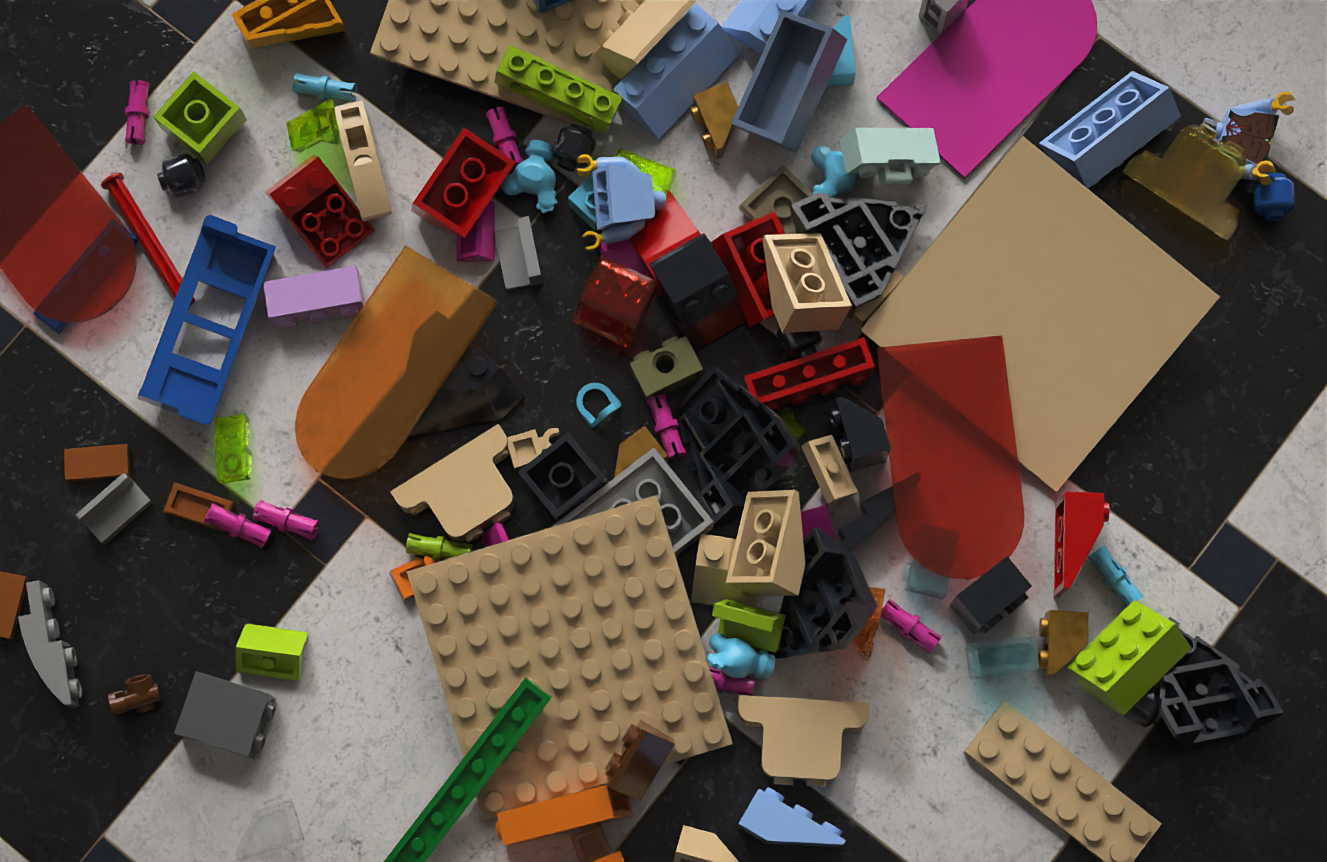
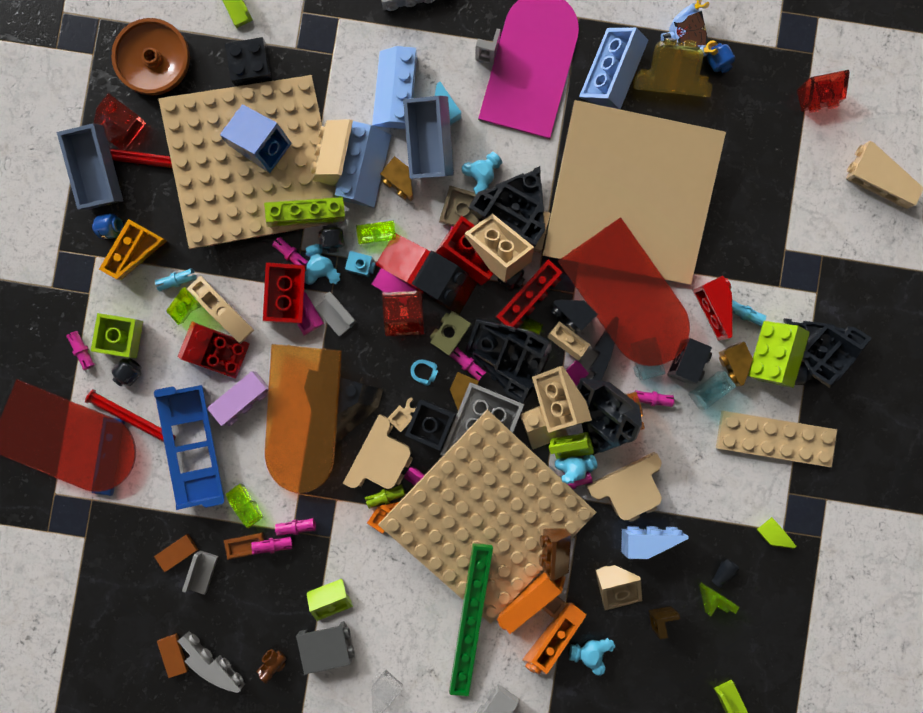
camera: 30 degrees left, 10 degrees up
(621, 197) = (375, 254): light blue torso -> none
(890, 149) = (498, 150): light aqua piece -> none

